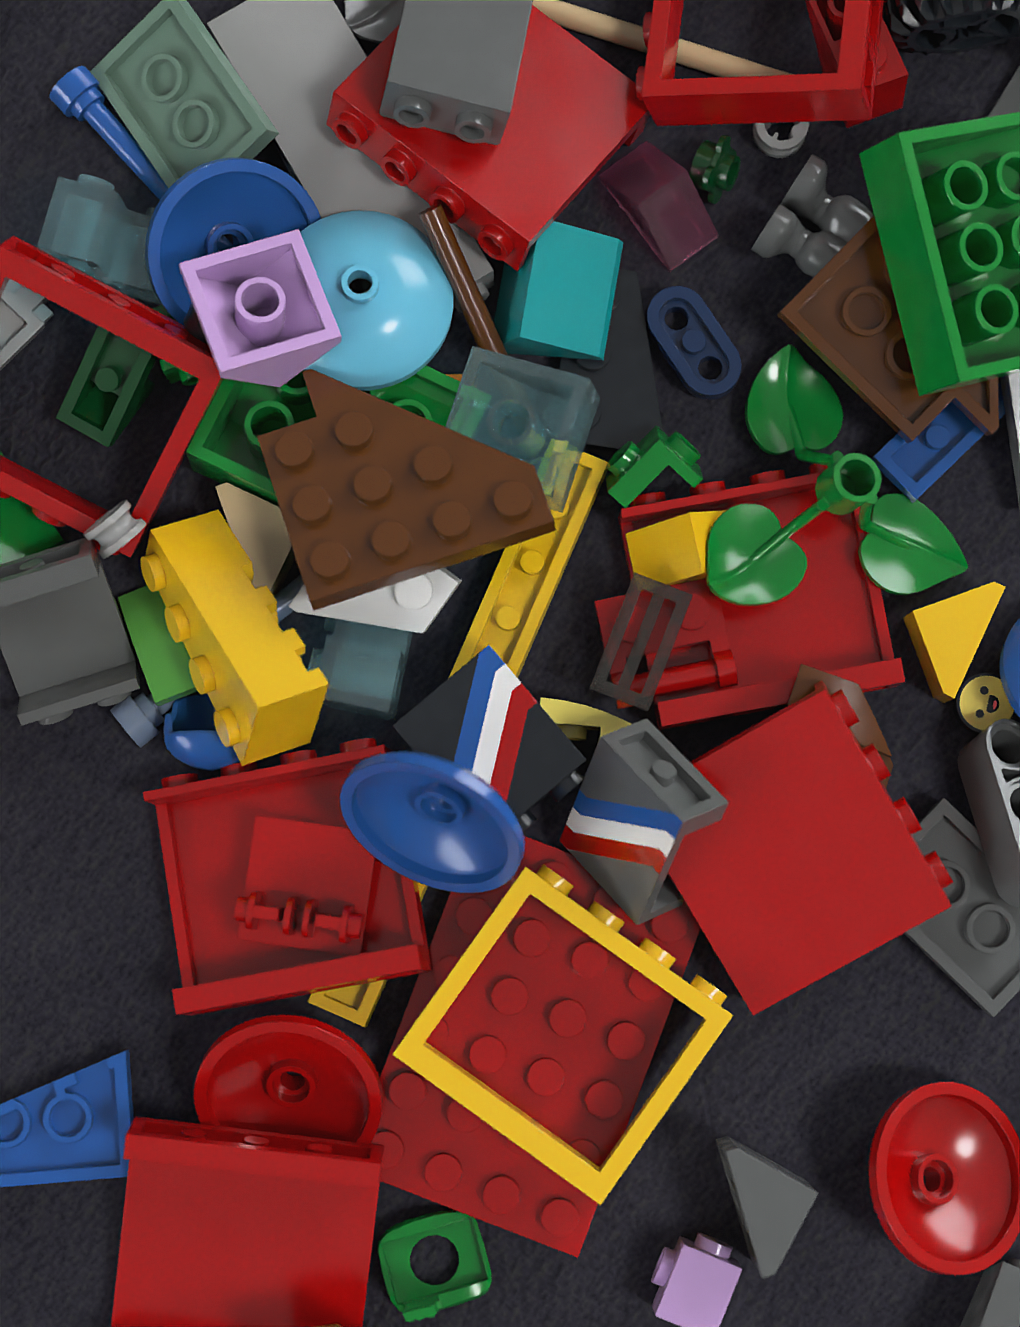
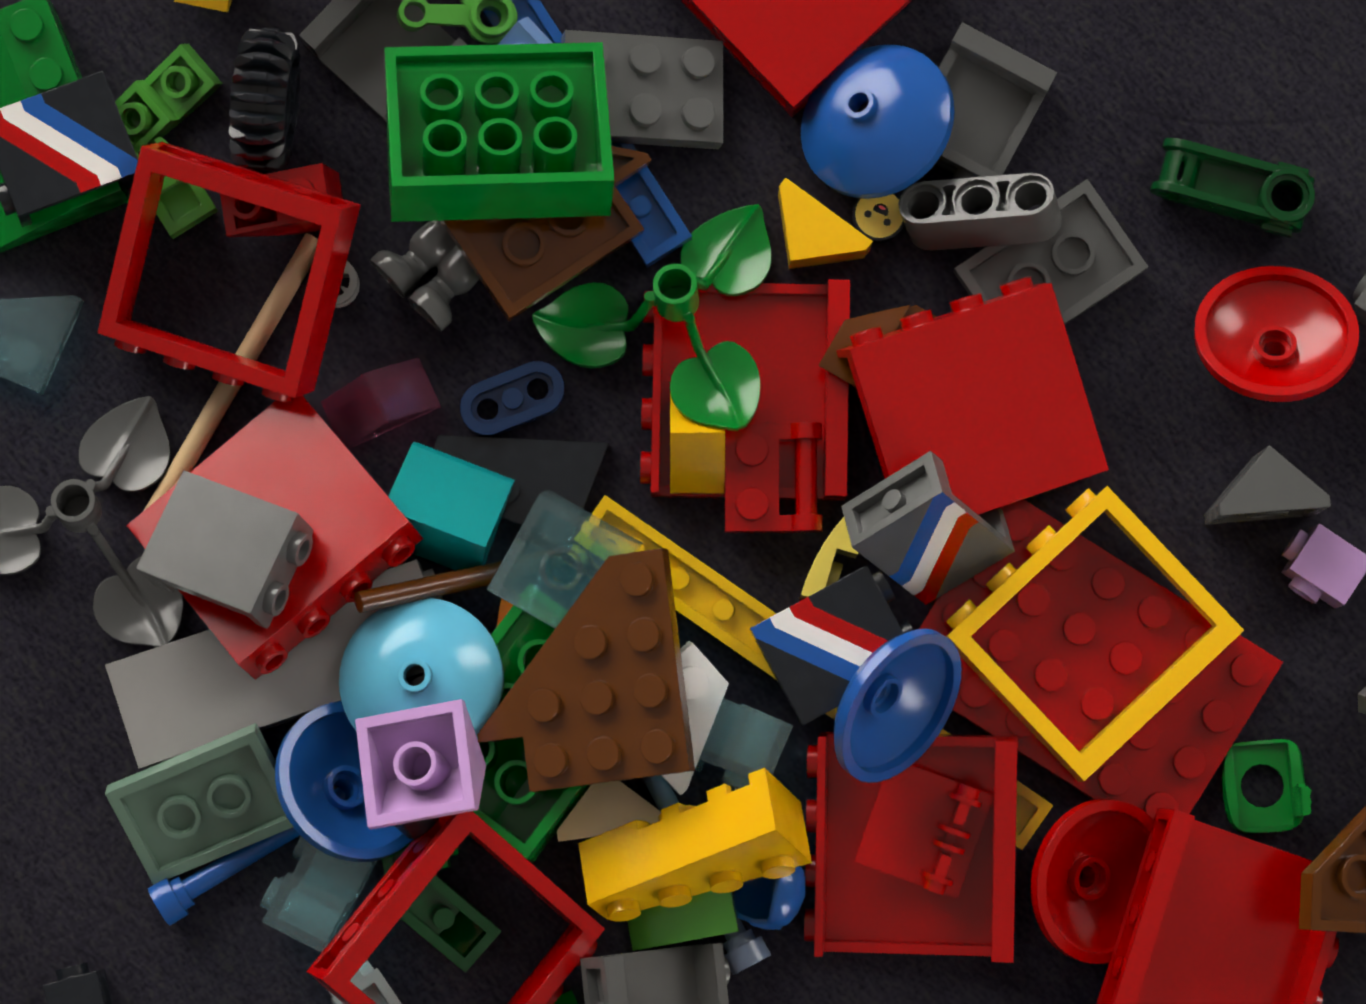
camera: 80 degrees left, 0 degrees up
(114, 529) = (582, 934): light grey bush -> none
(621, 691) = (810, 523): clear smoke tile -> none
(638, 465) = (613, 465): green bracket -> none
(715, 168) = (361, 347): dark green plate -> none

